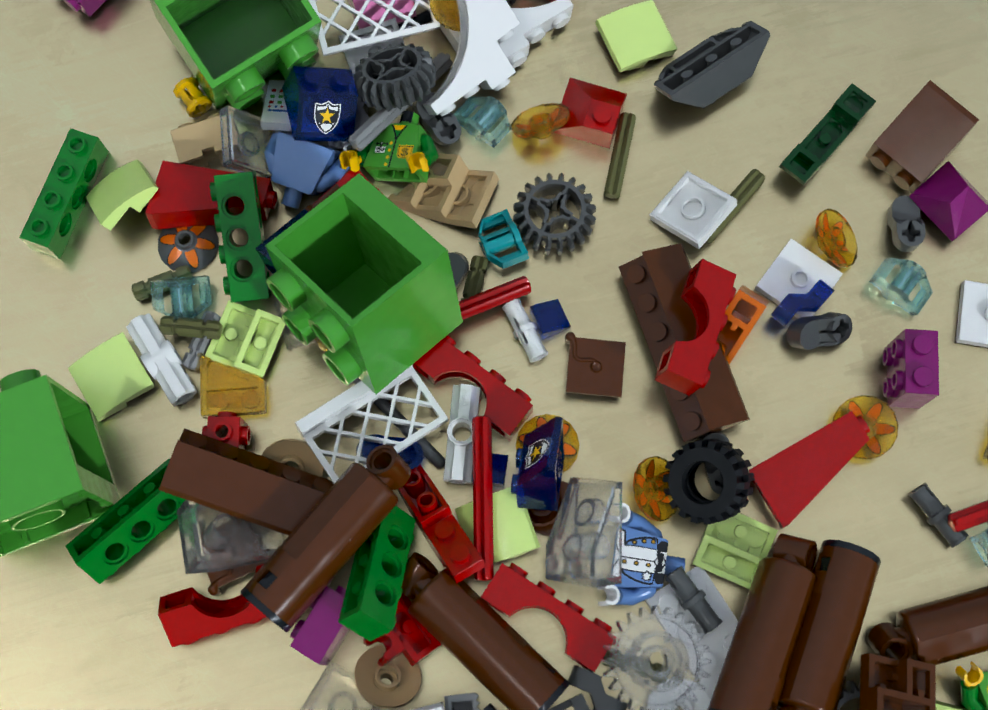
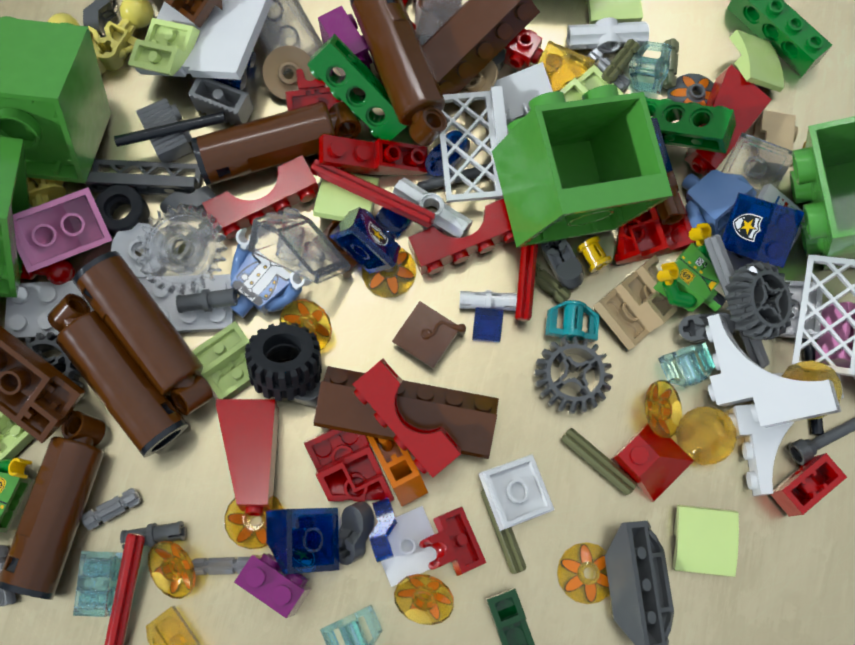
camera: 115 degrees right, 0 degrees up
(280, 402) = (521, 88): none -> white hinge
(542, 74) = (706, 435): none -> clear yellow dish
(720, 131) = (571, 573): none -> dish
(766, 371) = (347, 467): none -> red slope
(773, 237) = (454, 543): none -> red plate
(856, 365) = (304, 539): none -> clear blue slope
(922, 435) = (218, 566): none -> light grey axle
(940, 572) = (110, 508): none -> light grey axle
(957, 475) = (171, 569): none -> clear yellow dish

